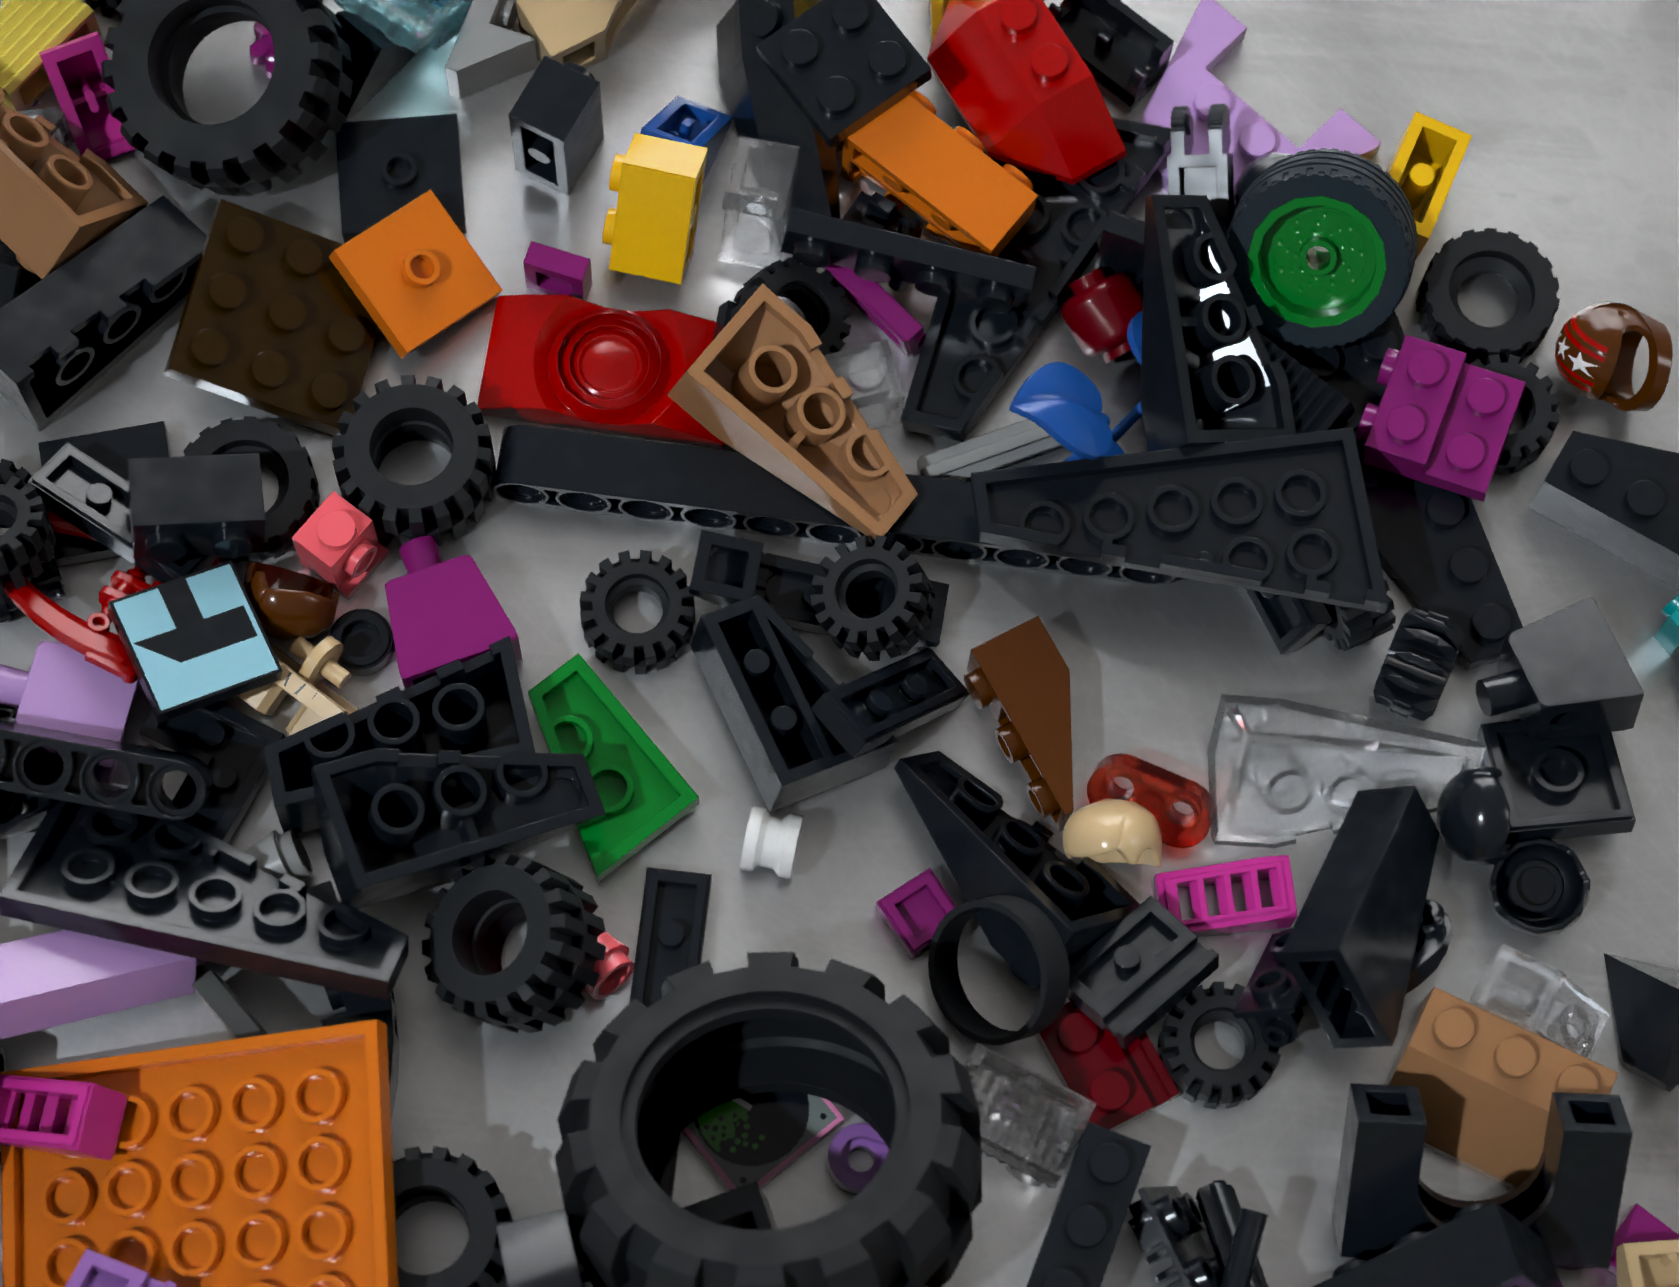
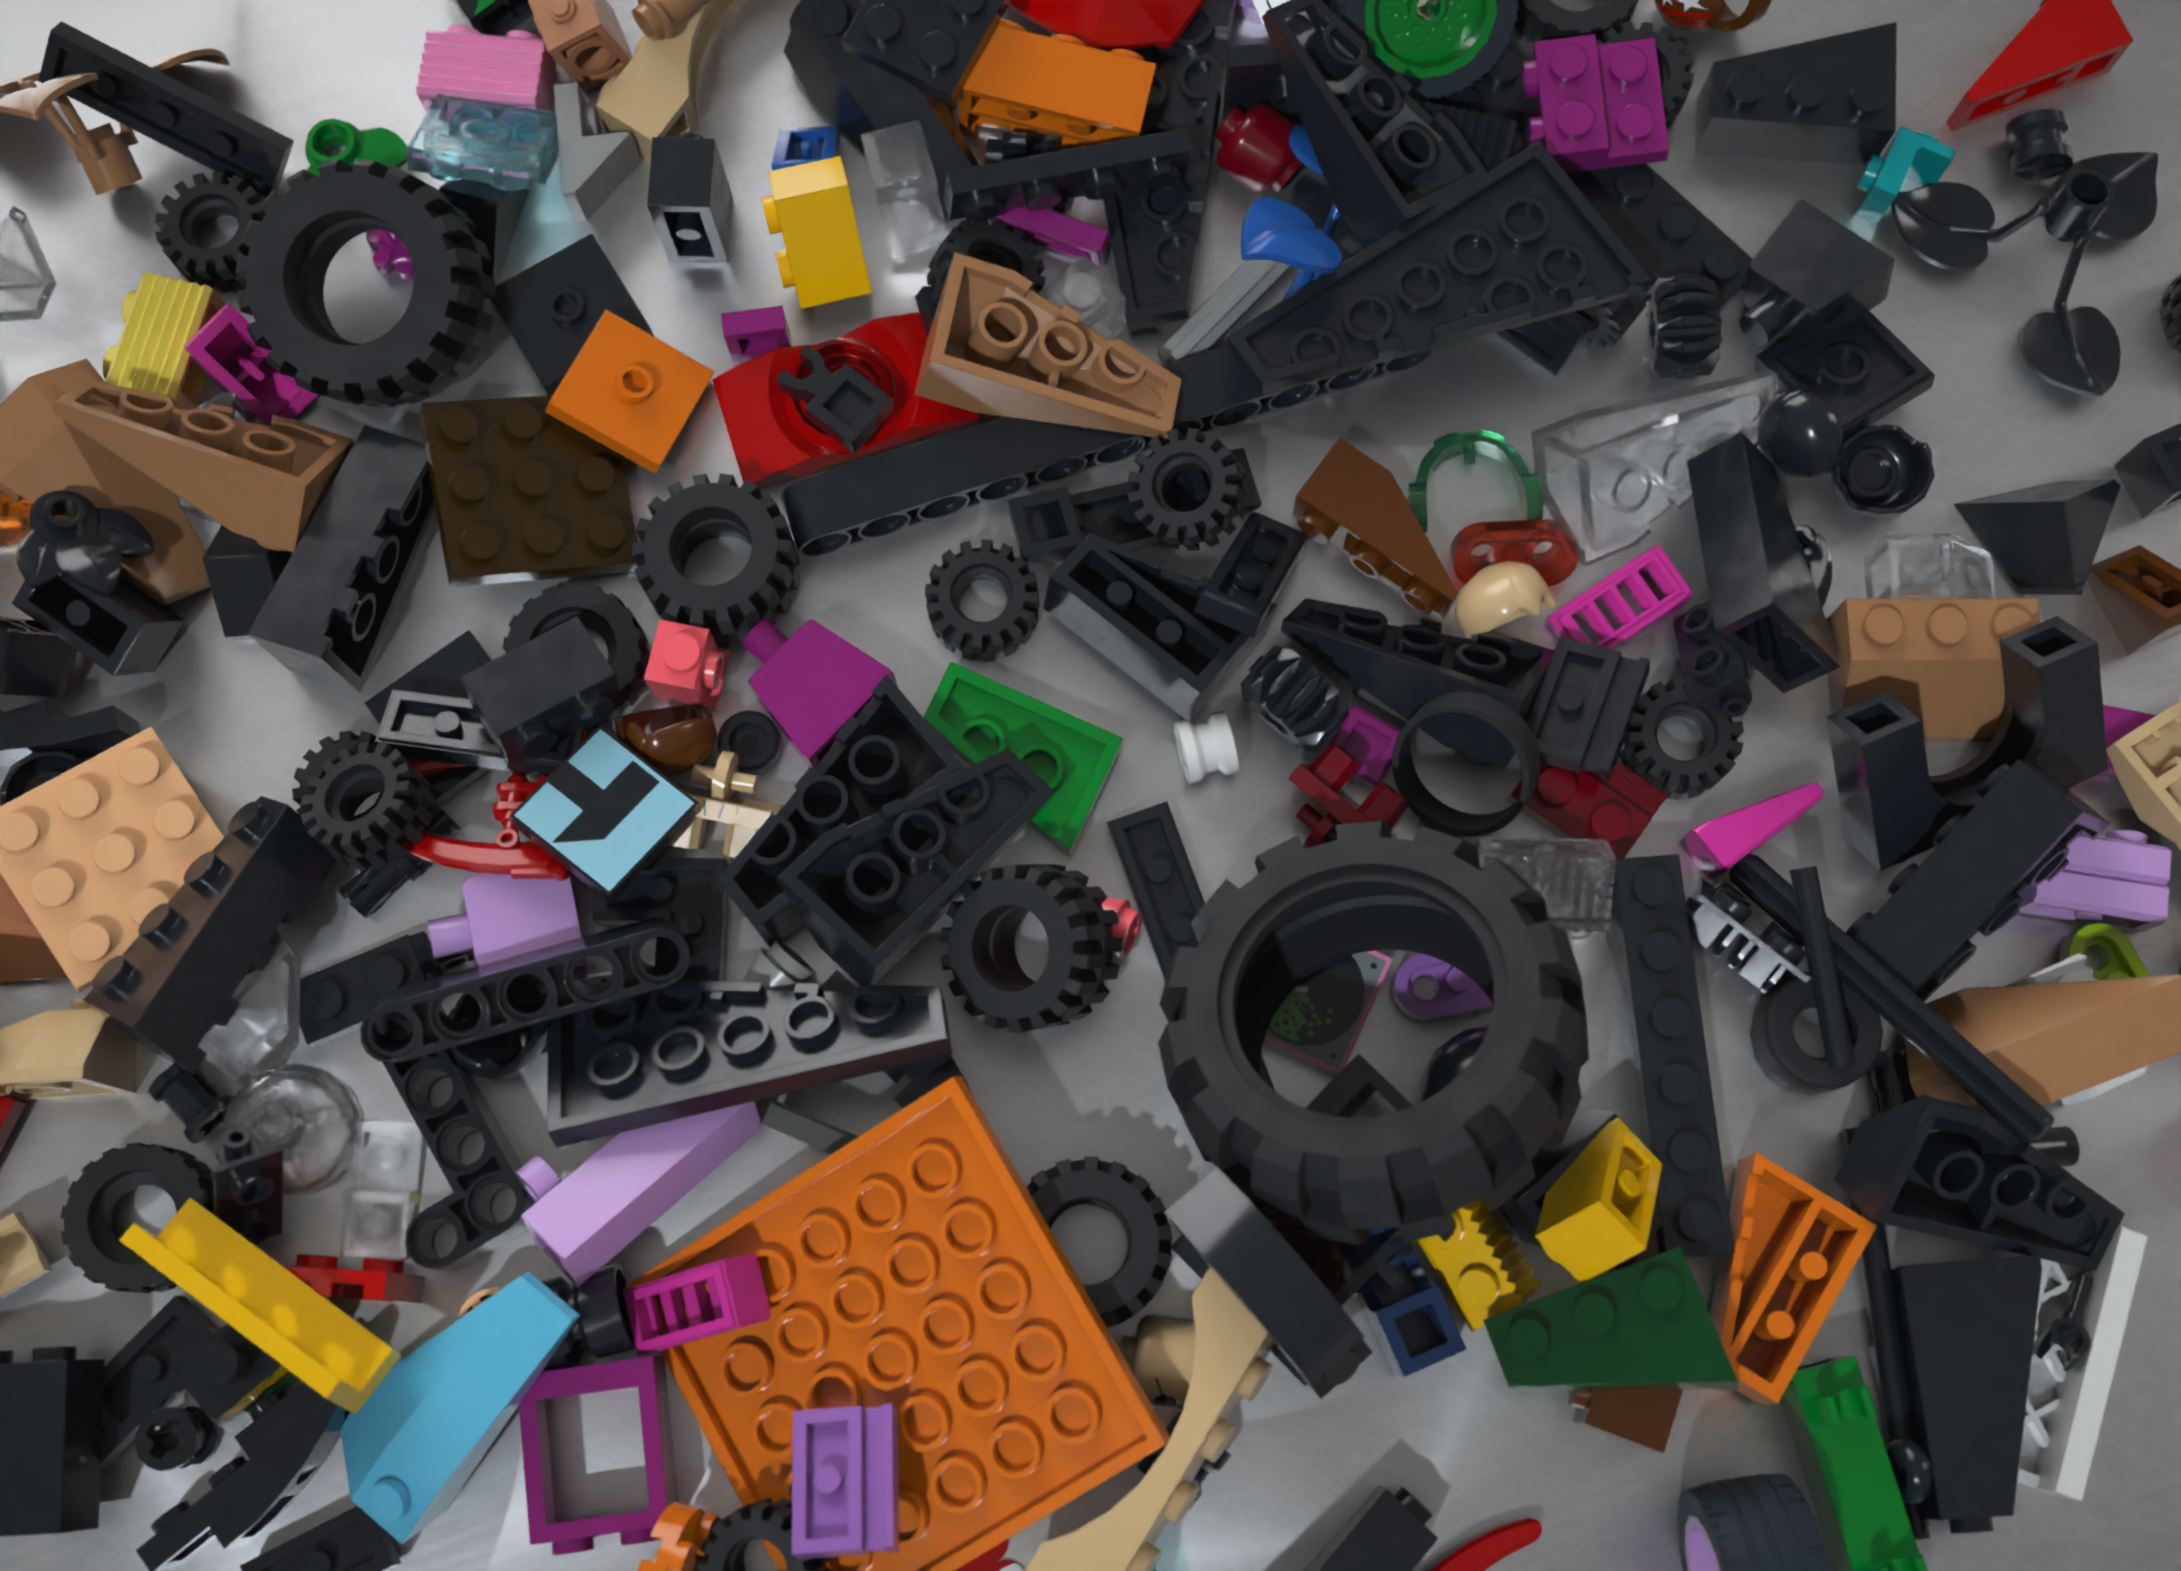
camera: 20 degrees left, 5 degrees up
(596, 371) = (839, 404): none -> black plate
(862, 929) = (1325, 784): none -> dark red hips
(873, 835) = (1295, 698): none -> black gear
(1164, 679) = (1468, 444): none -> clear green piece
(1239, 1158) = (1729, 838): none -> dark pink slope

